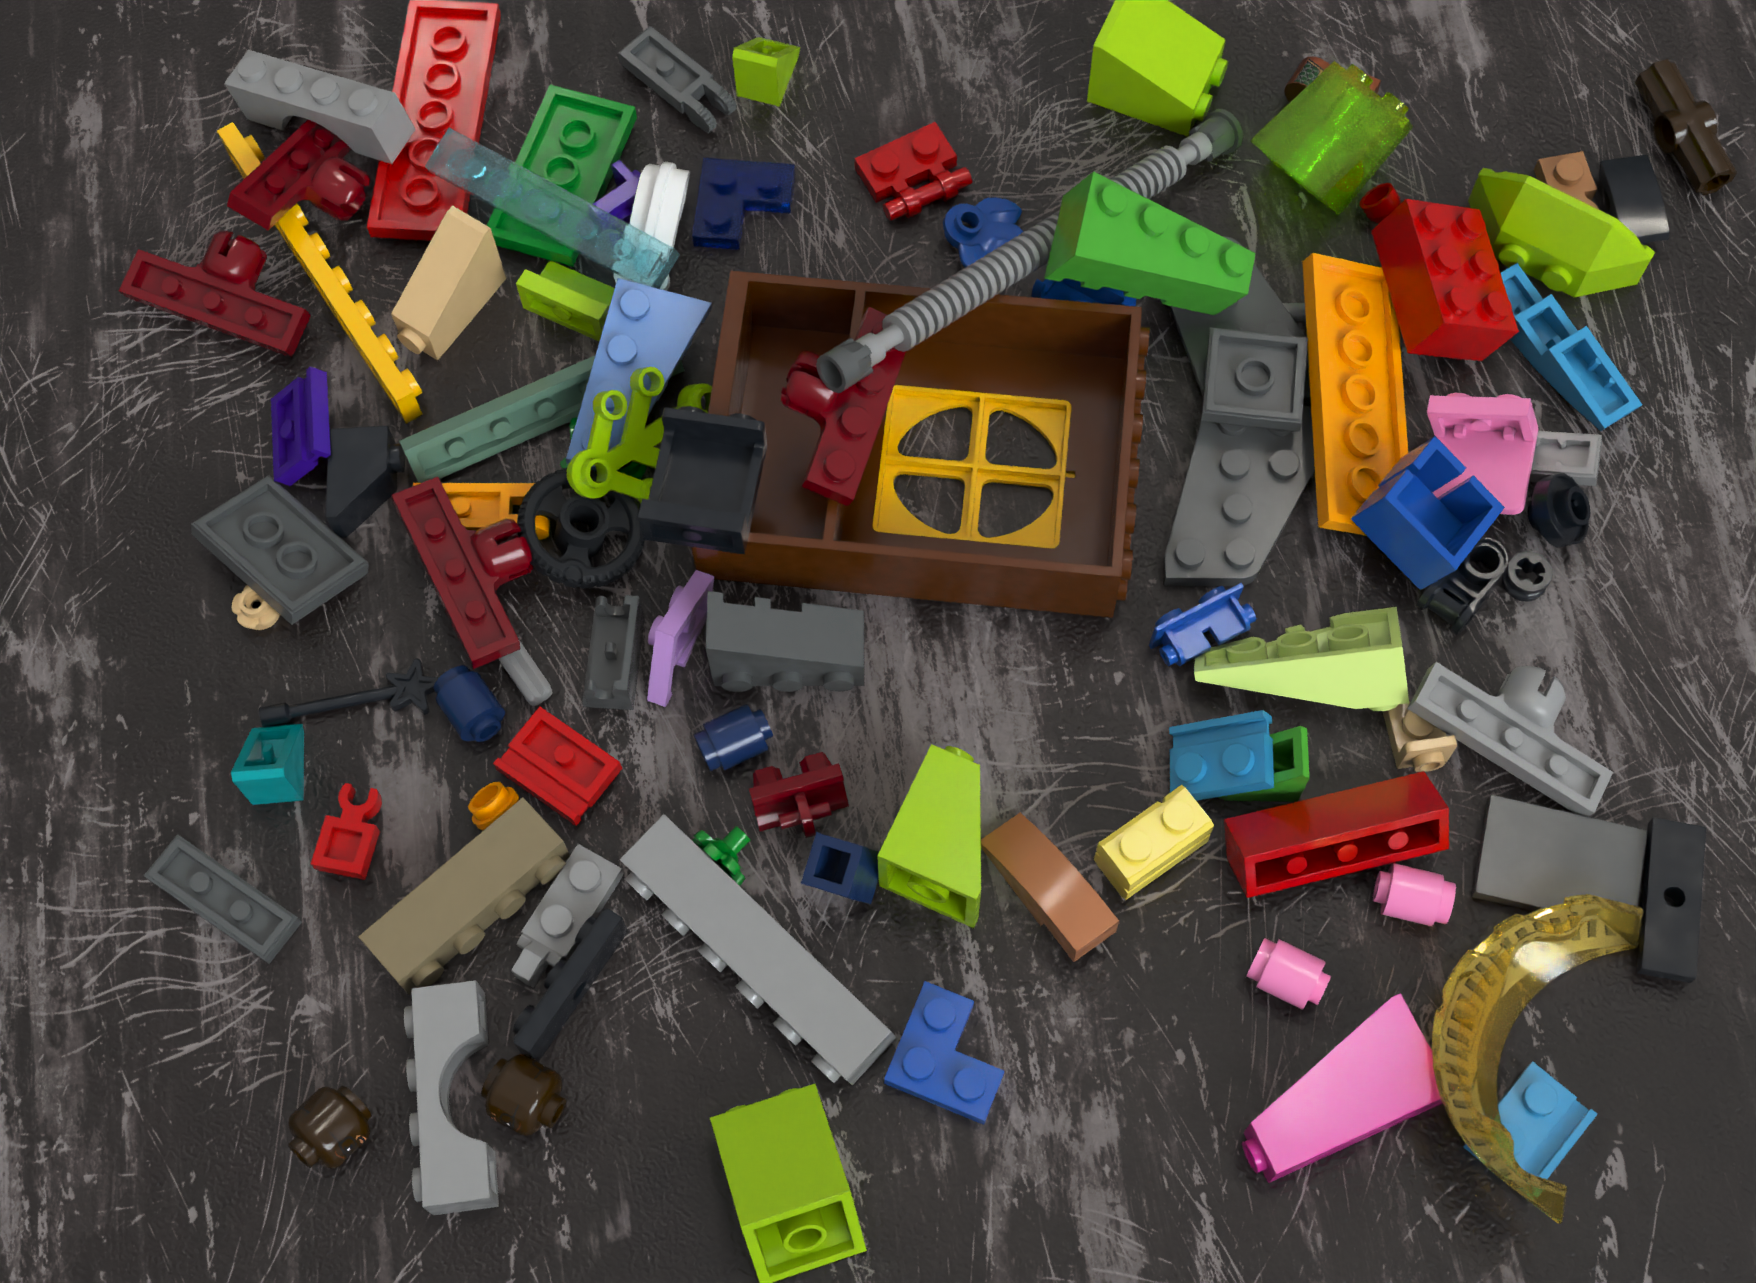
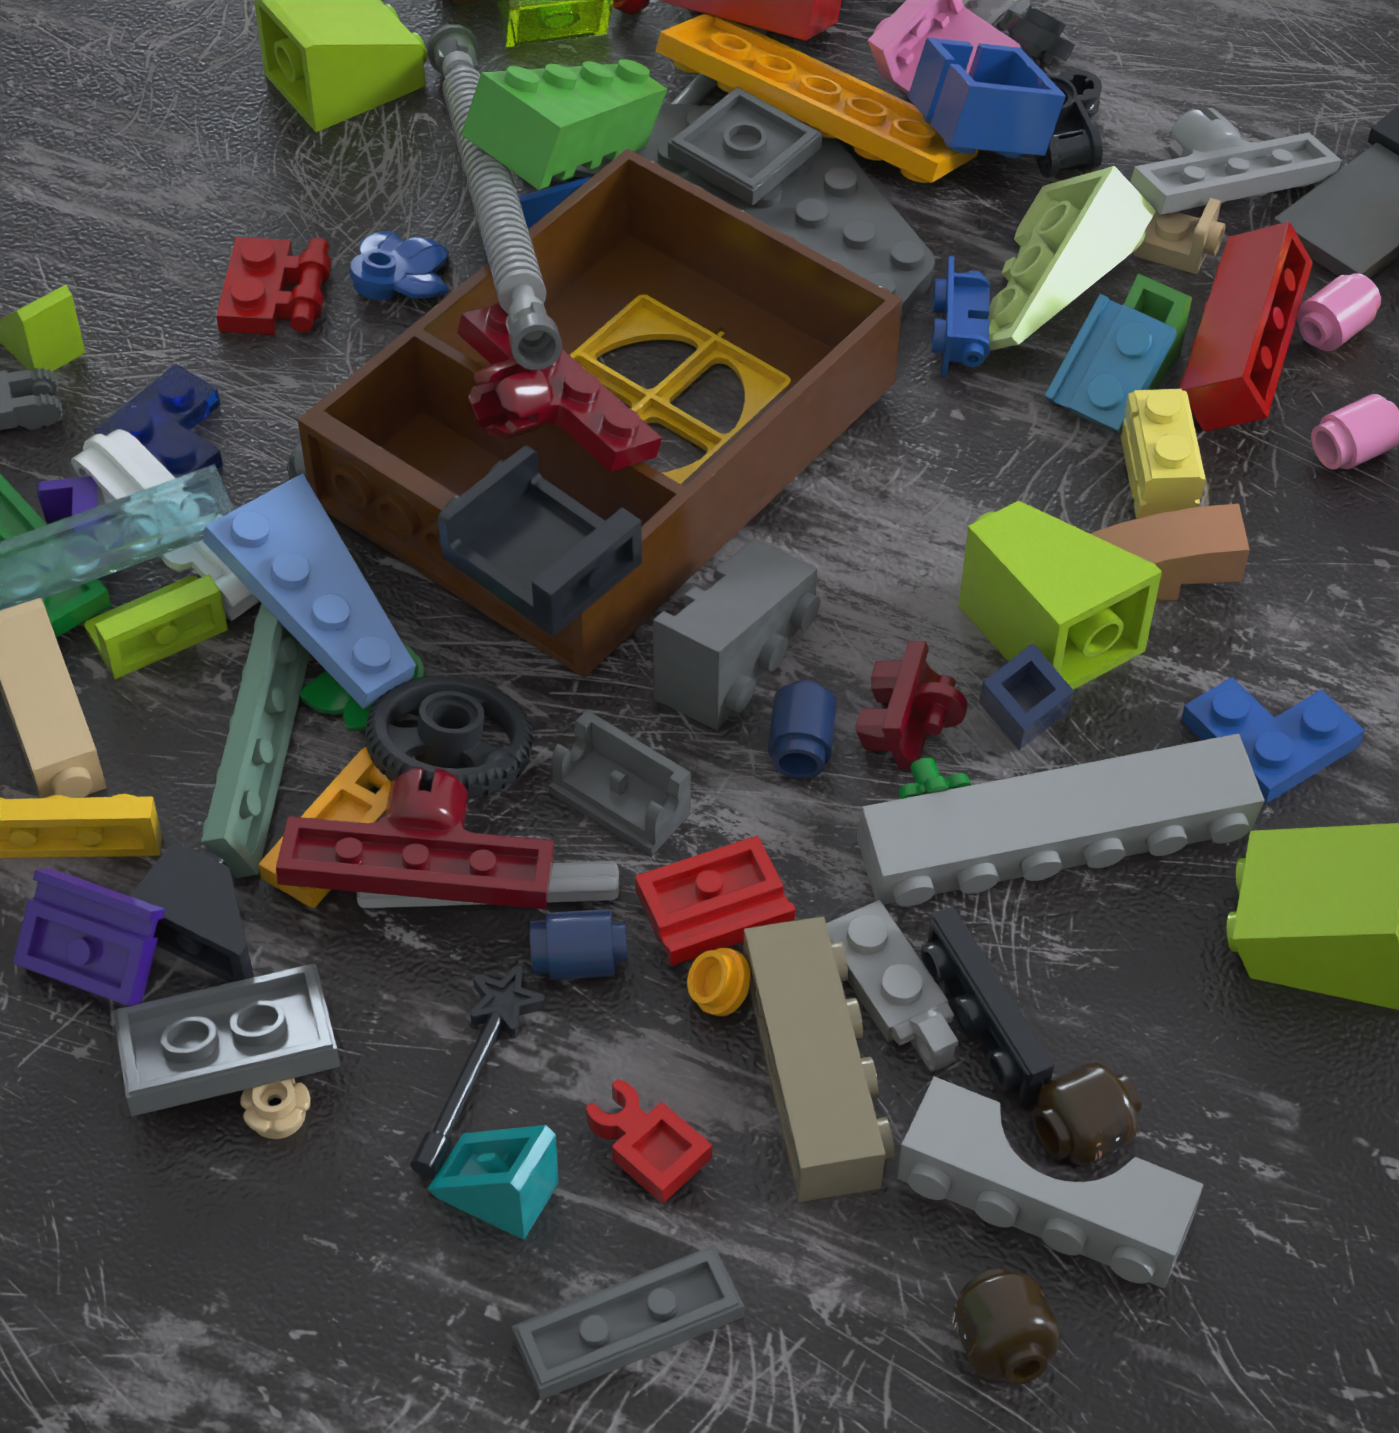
camera: 60 degrees left, 15 degrees down
(636, 440) = (408, 666): lime plant -> none
(676, 634) = (650, 707): lavender wing -> none

